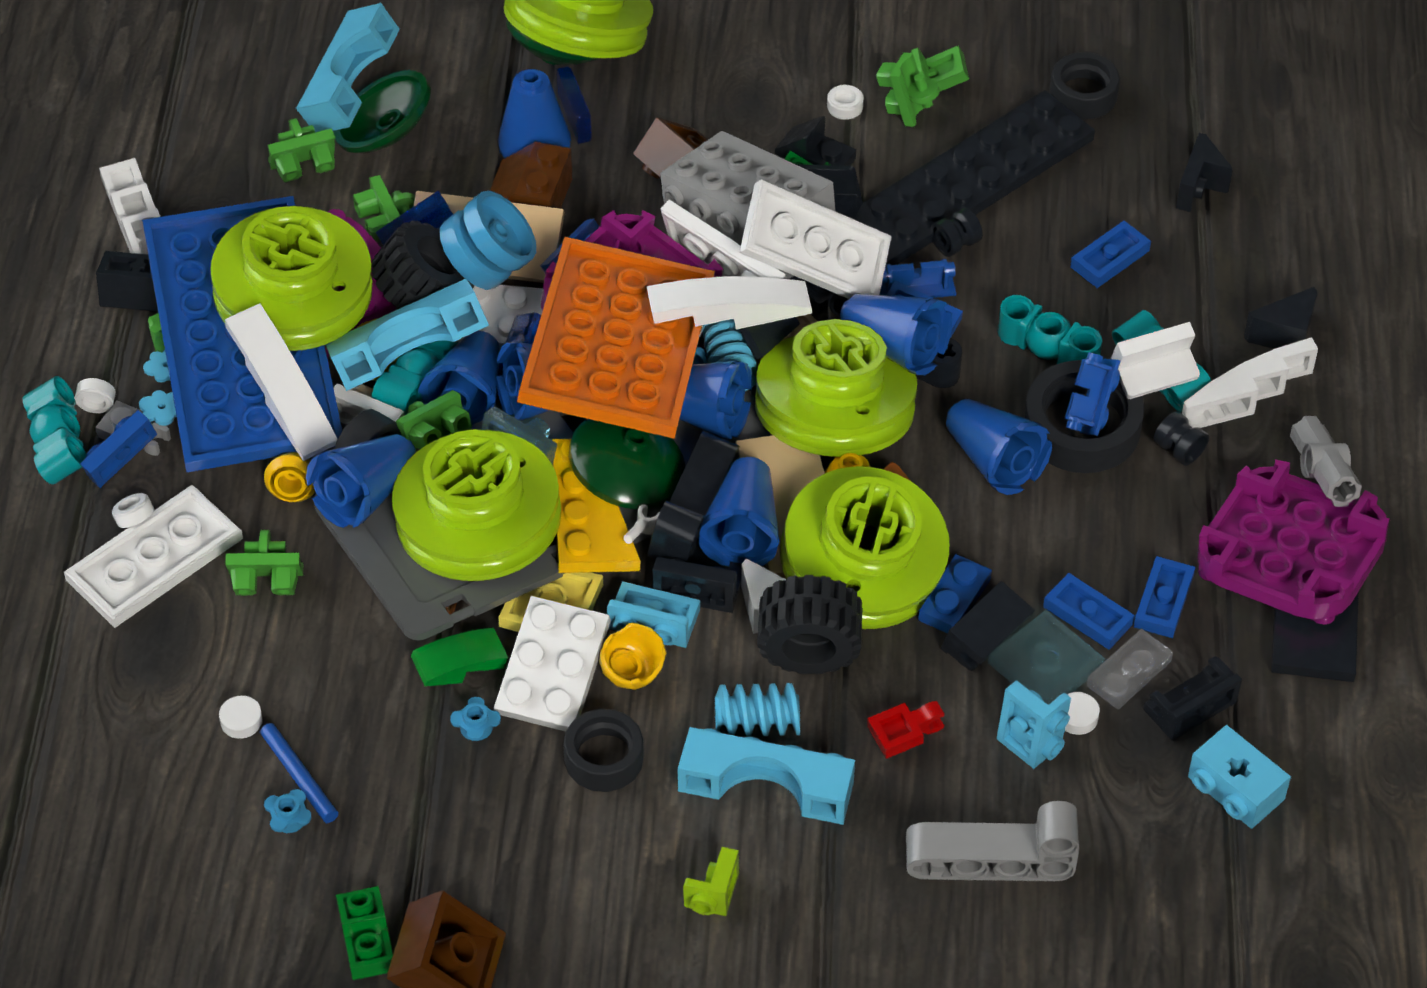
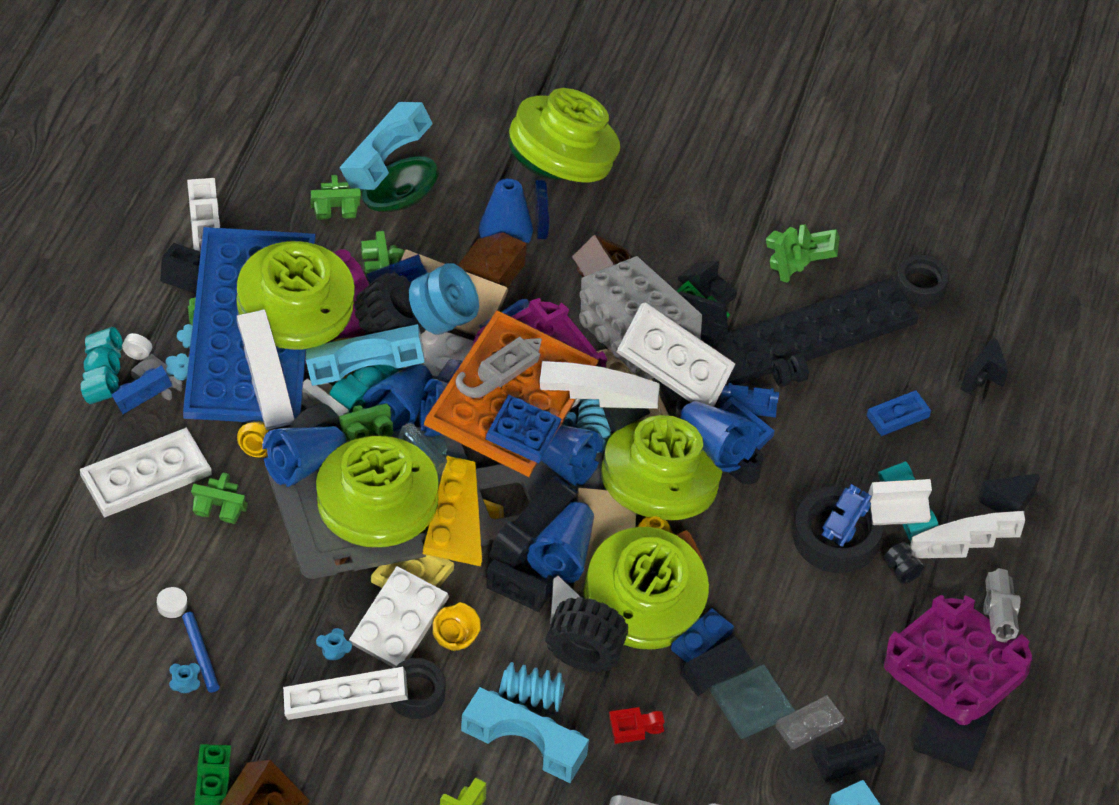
camera: 10 degrees right, 0 degrees up
(132, 510) = (139, 436): white tile -> none
(452, 657) = (329, 596): green slope -> none
(512, 778) = (345, 693): none -> white plate
(597, 304) = (502, 366): none -> light grey plate
(625, 464) = (492, 488): dark green dish -> none
(643, 525) = (490, 534): white hand -> none
(649, 377) = (523, 428): none -> blue tile
(665, 612) = (489, 601): medium azure bracket -> none
(711, 244) = (603, 341): white tile -> none
(845, 102) = (741, 252): white tile -> none
(1000, 444) = (769, 536): blue cone -> none
(1032, 726) = (723, 748): medium azure bracket -> none
(1047, 333) = (831, 461): teal piece -> none
(1083, 713) = (762, 745): white tile -> none
(1088, 611) = (794, 673): blue plate -> none
(1164, 597) = (852, 676): blue plate -> none

